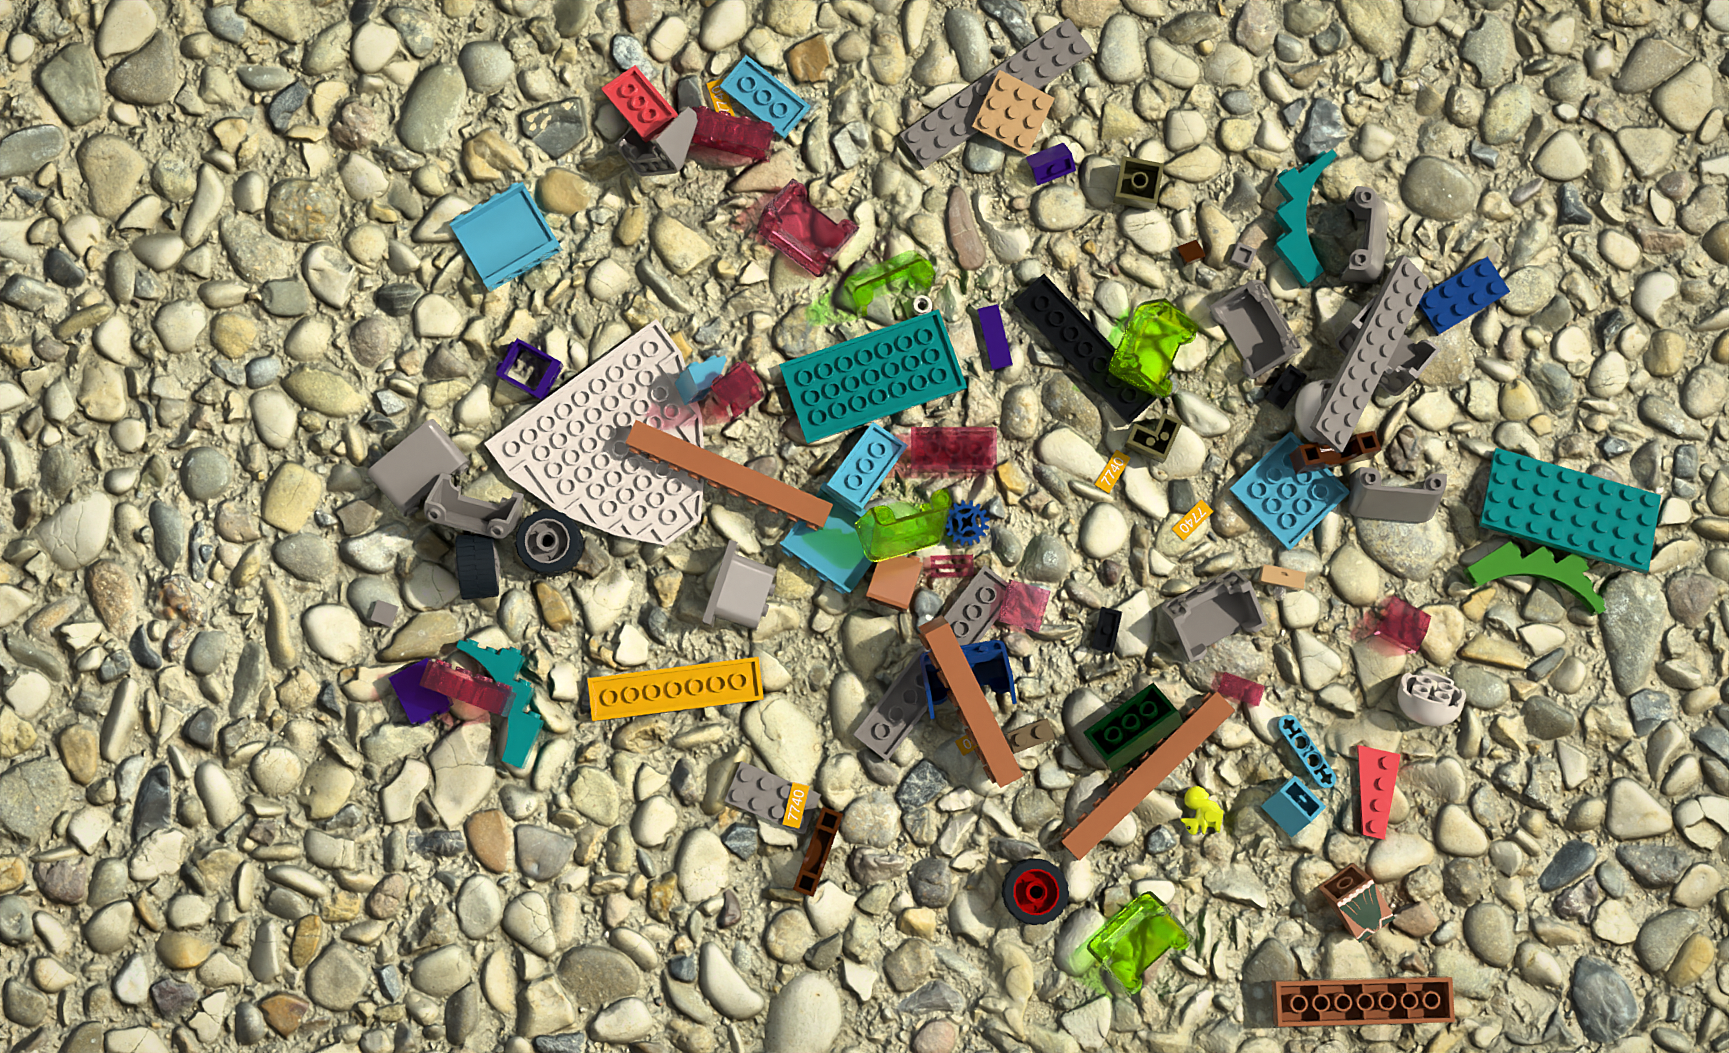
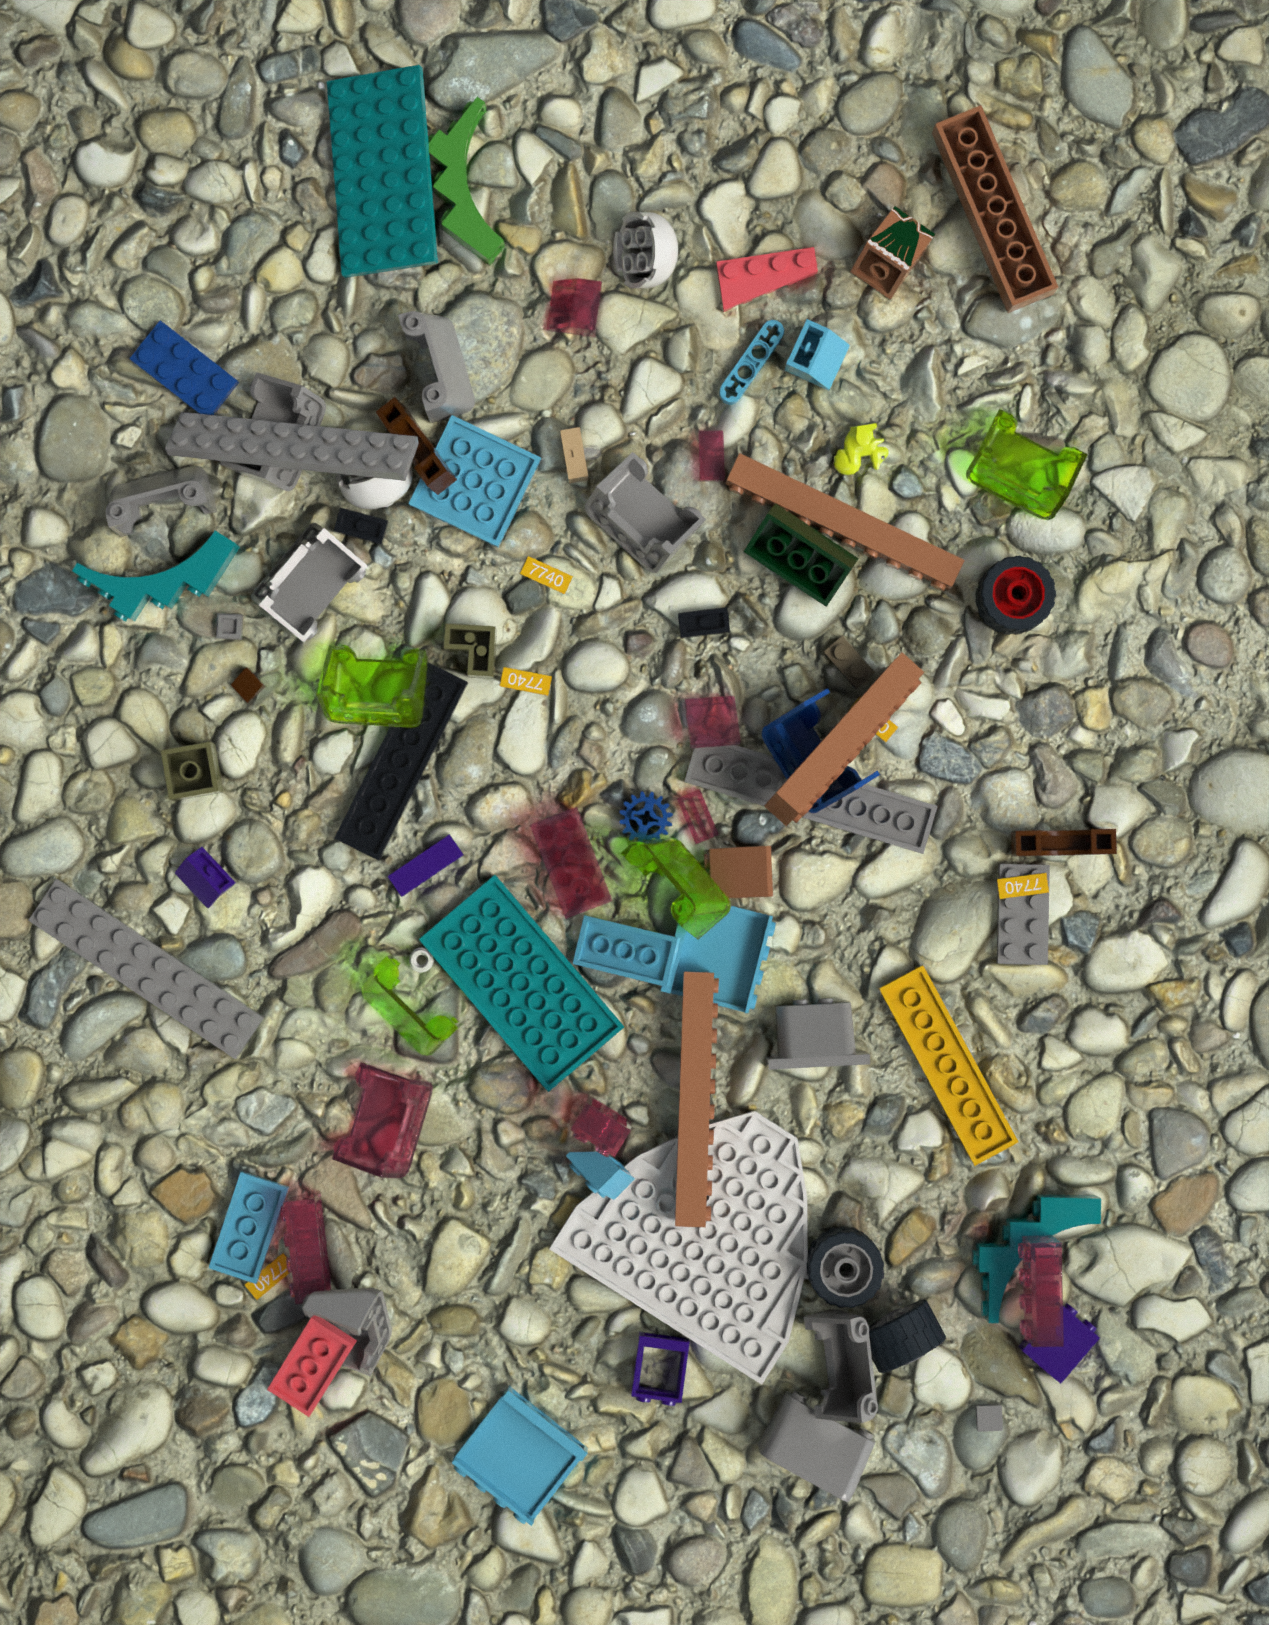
camera: 115 degrees left, 5 degrees up
(1012, 112) = (162, 941): tan plate -> none

